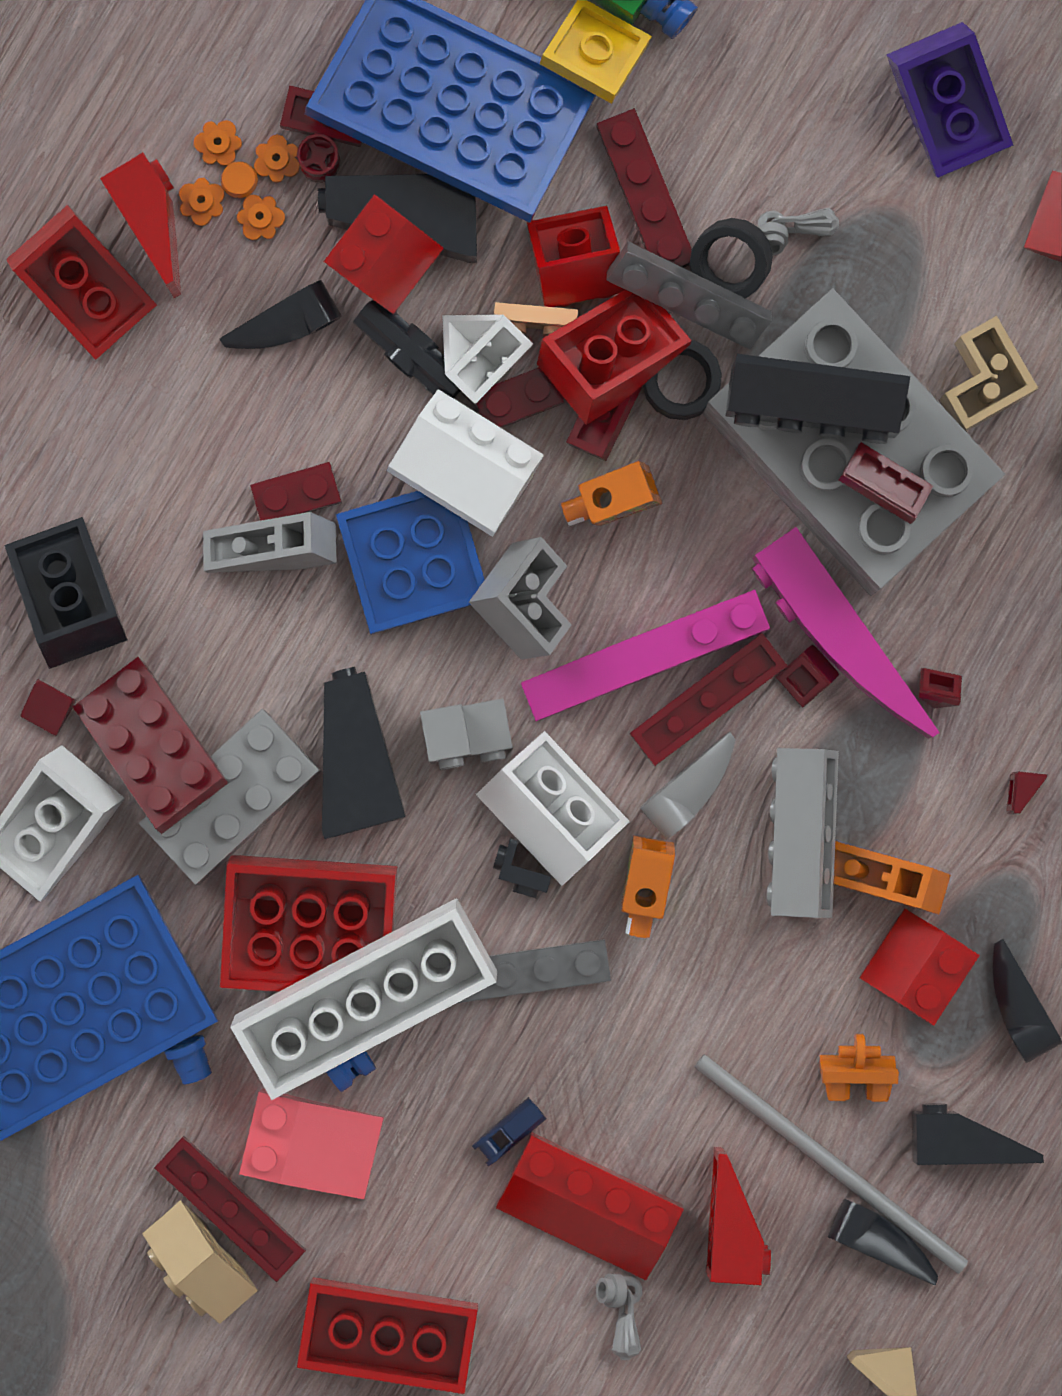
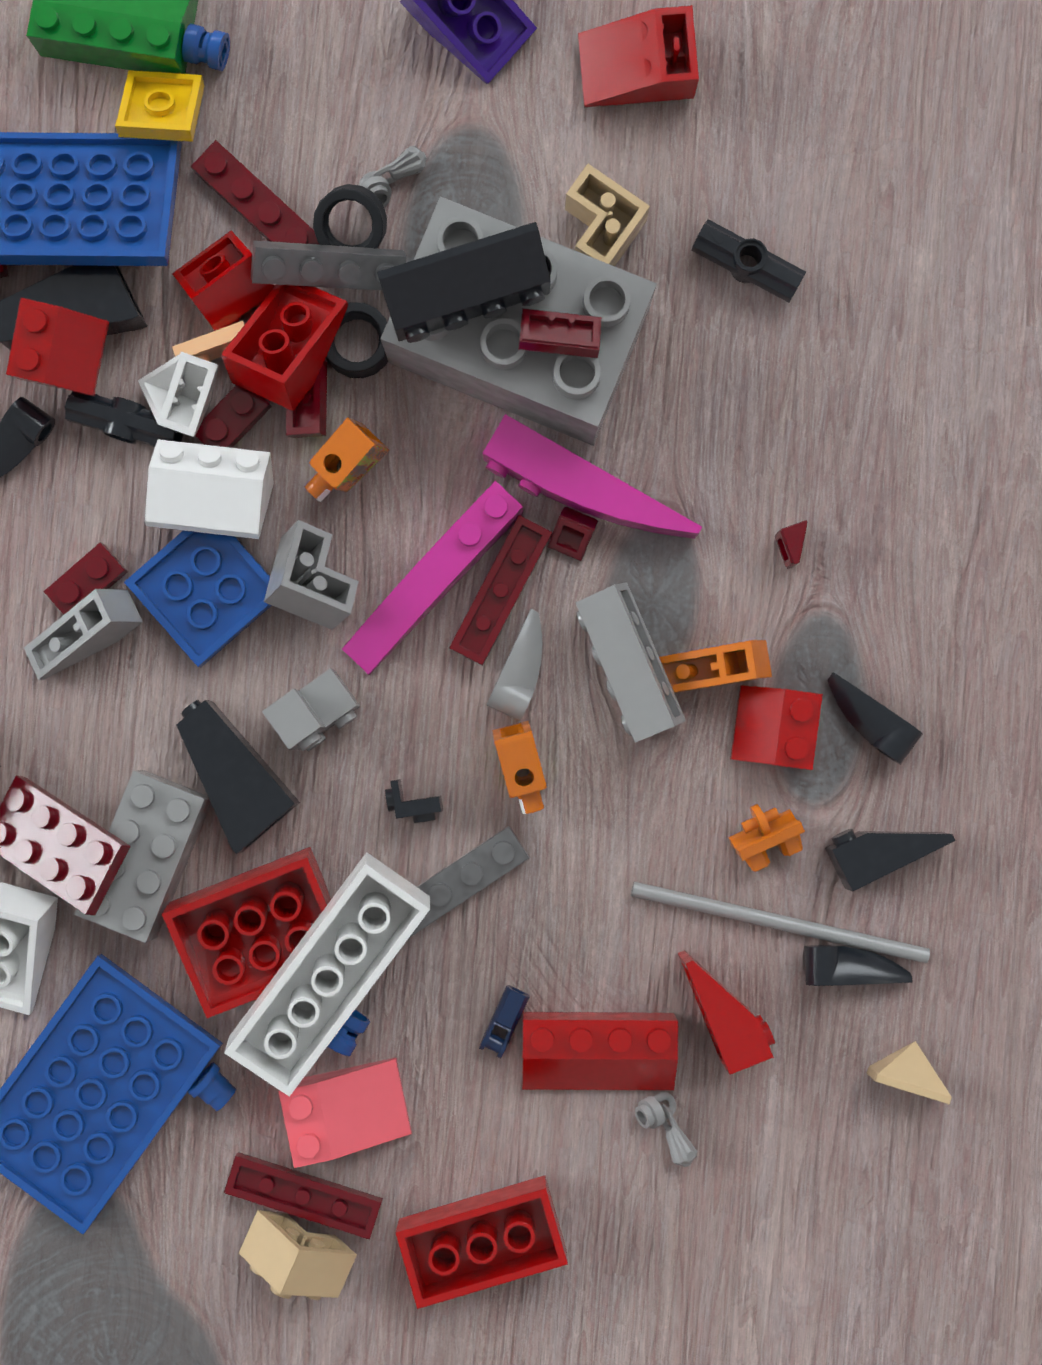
camera: 20 degrees left, 0 degrees up
(552, 808) = (414, 739): white slope -> none
(939, 688) = (685, 493): dark red slope -> none

